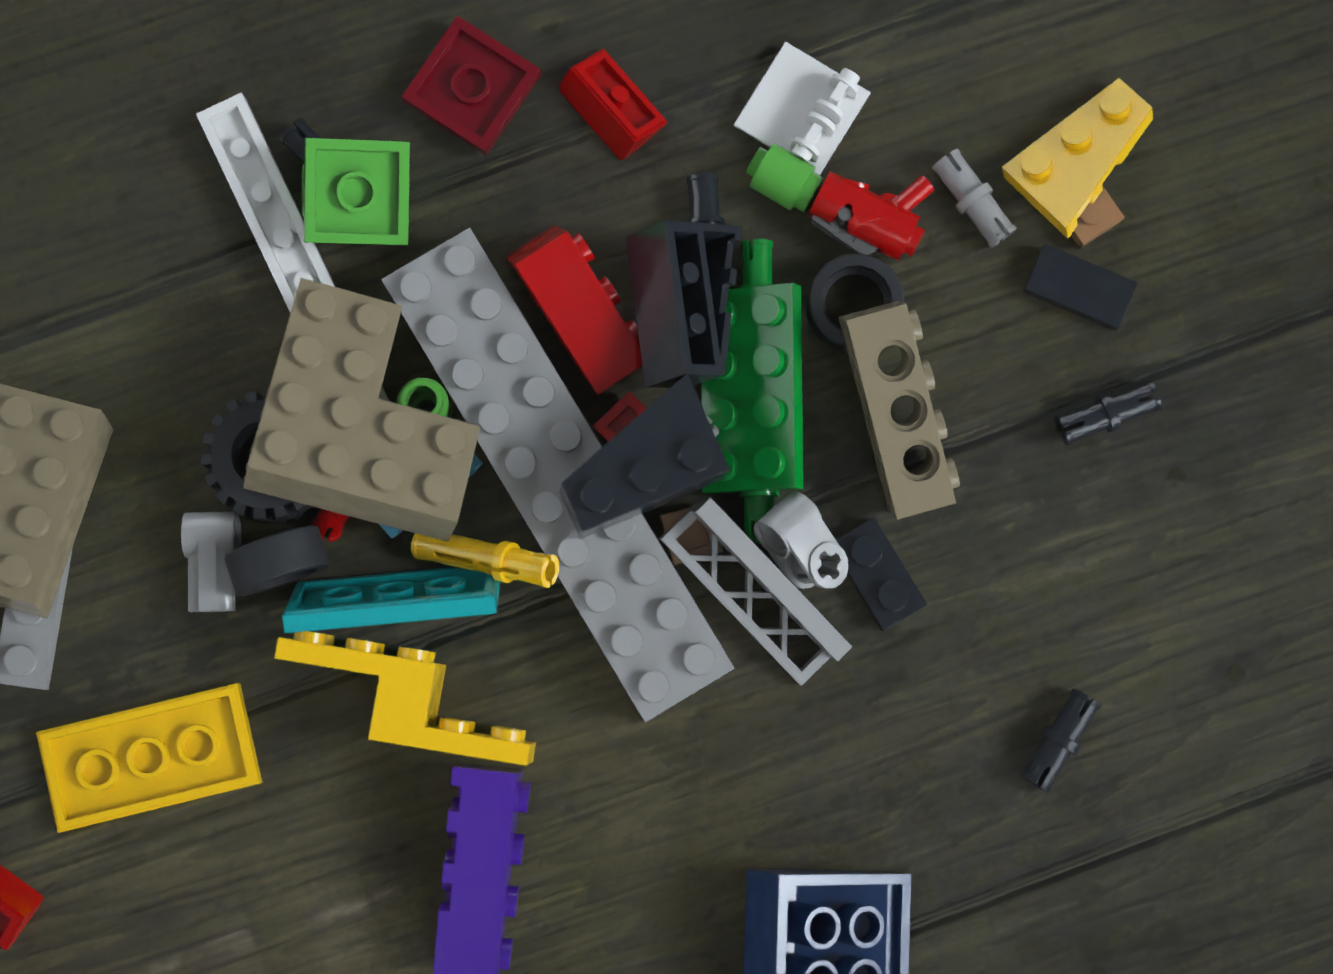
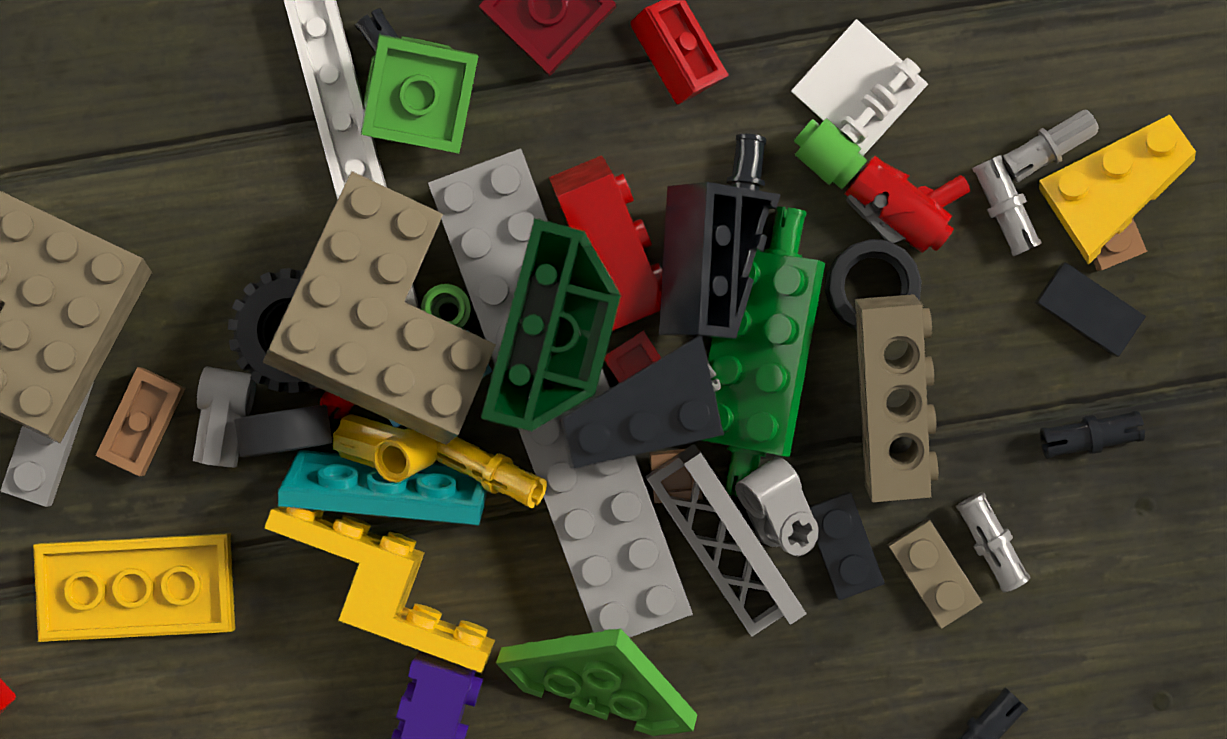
camera: 15 degrees right, 5 degrees up
(127, 582) = (140, 421): none -> medium nougat plate
(385, 558) = (387, 448): none -> yellow piece
(535, 395) = (553, 330): none -> dark green wedge
(653, 753) = (601, 676): none -> bright green plate
(976, 585) = (934, 573): none -> dark tan plate
(1005, 130) = (1050, 145): none -> light grey axle
(1030, 541) = (993, 542): none -> light grey pin

